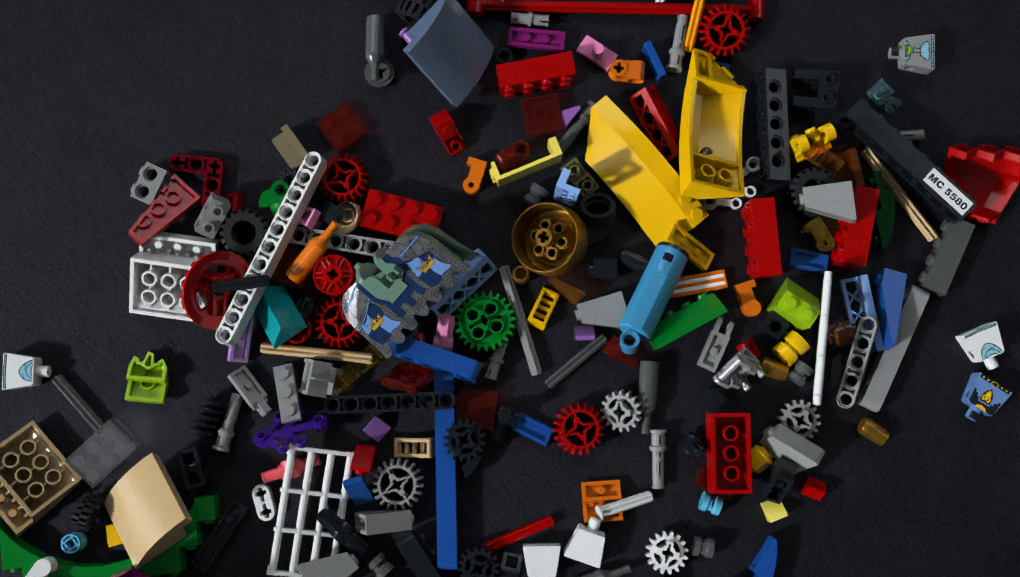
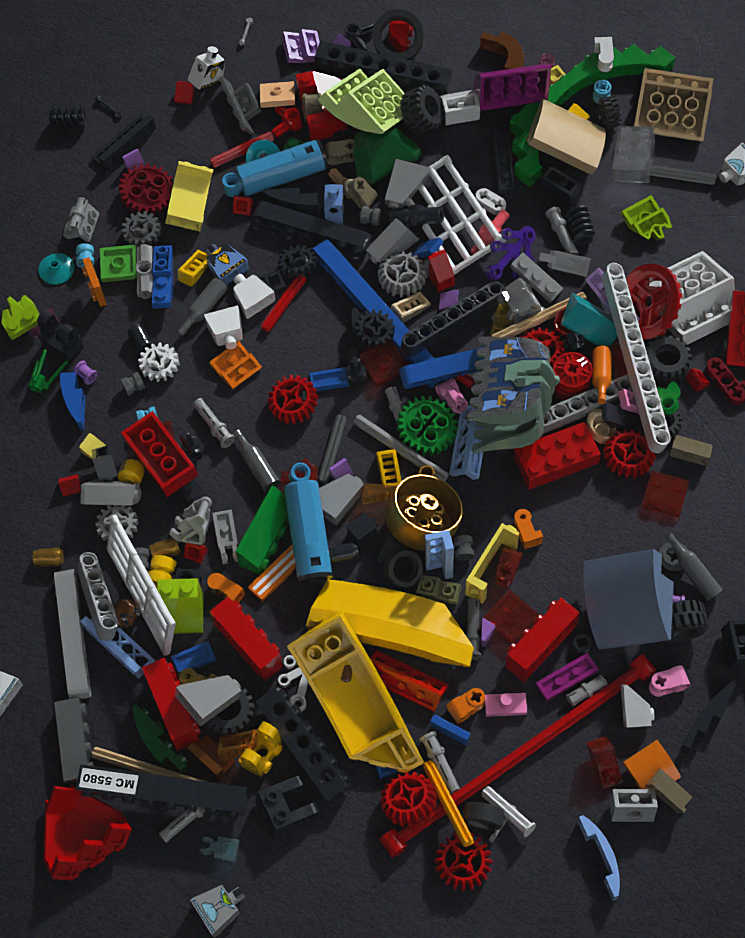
camera: 145 degrees right, 20 degrees down
(212, 215) = (703, 353): light grey brick -> none
(241, 283) = (633, 310): black axle -> none
(407, 378) = (454, 338): clear red plate -> none
(447, 132) = (577, 546): red slope -> none
(613, 411) = (268, 434): light grey gear -> none
(623, 504) = (216, 371): white axle -> none
(698, 253) = (304, 590): yellow plate -> none
(889, 300) = (103, 670): blue slope -> none

